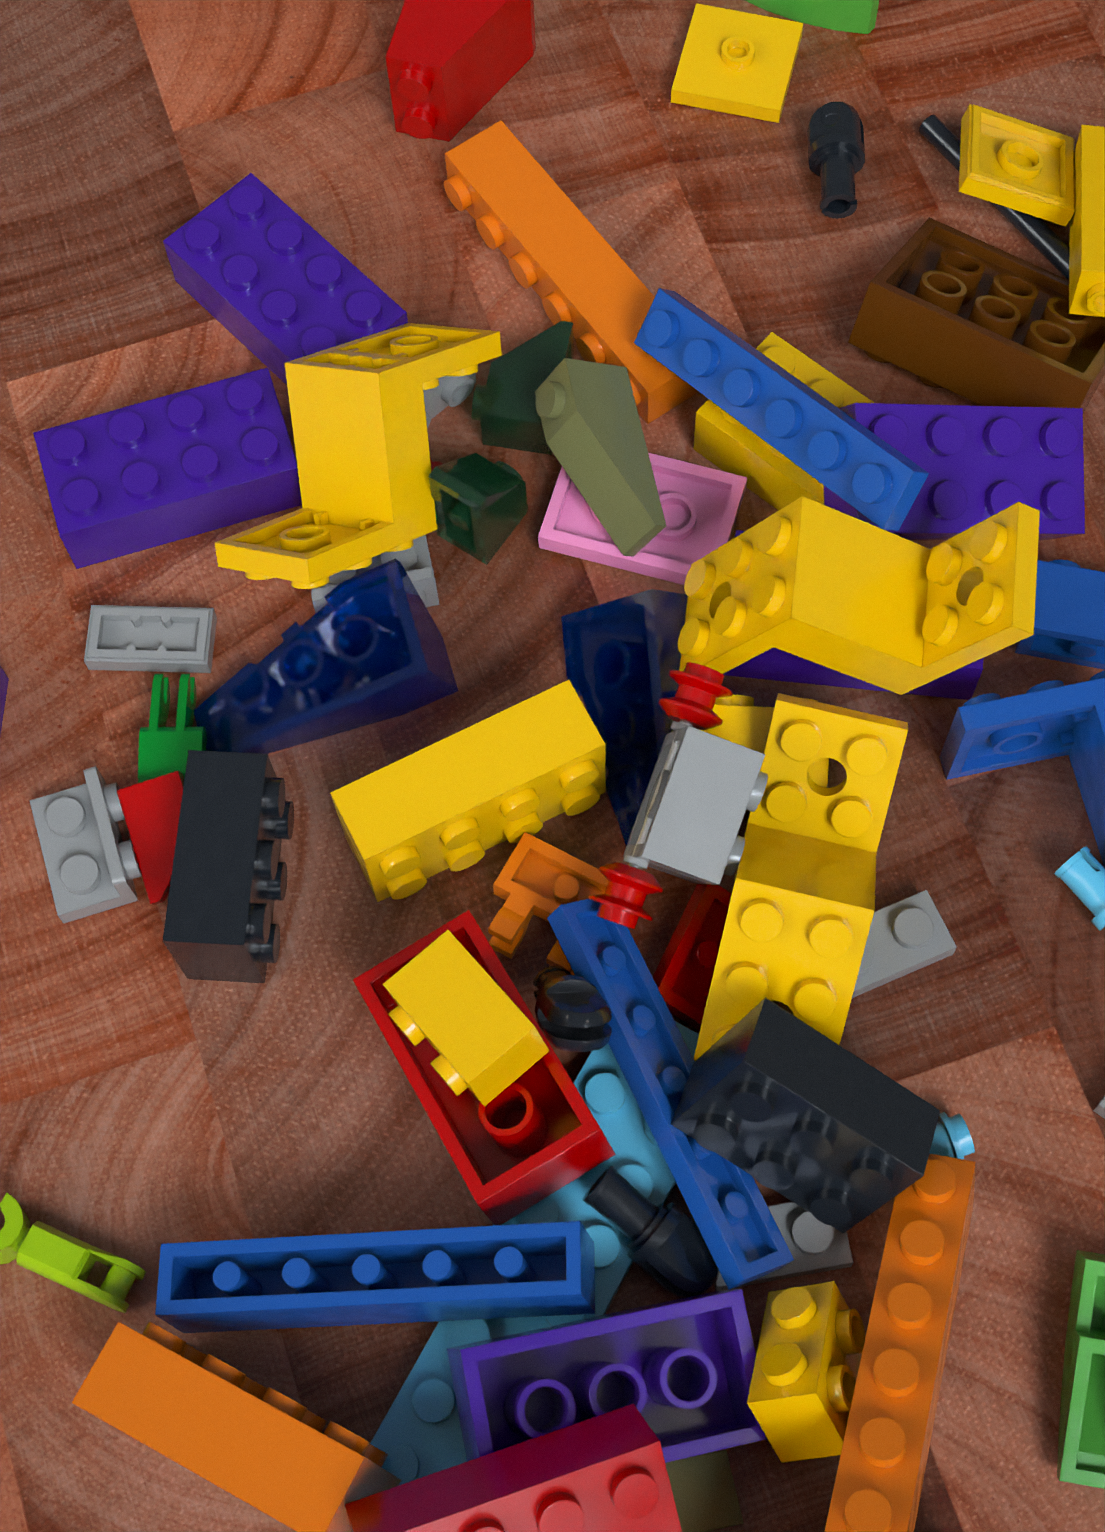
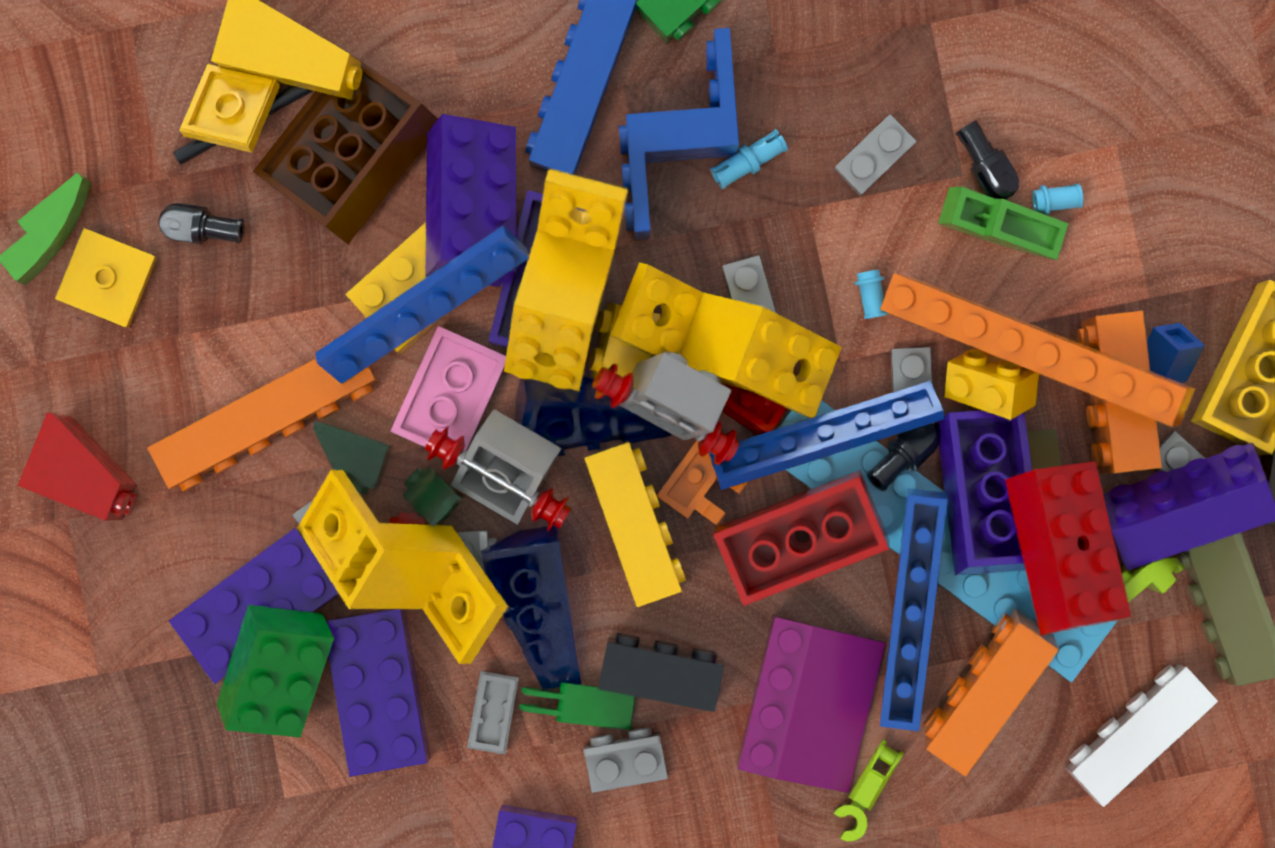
camera: 85 degrees left, 20 degrees up
(152, 822) = (623, 713): red tile -> none
(186, 304) = (274, 671): none -> green brick
(194, 1129) = (810, 705): none -> magenta slope
(465, 1018) = (790, 544): yellow brick -> none
(537, 581) = (503, 469): none -> light grey brick
(571, 1011) = (782, 484): black arm -> none
(602, 447) = (411, 415): olive slope -> none
(806, 1117) = (861, 363): black brick -> none

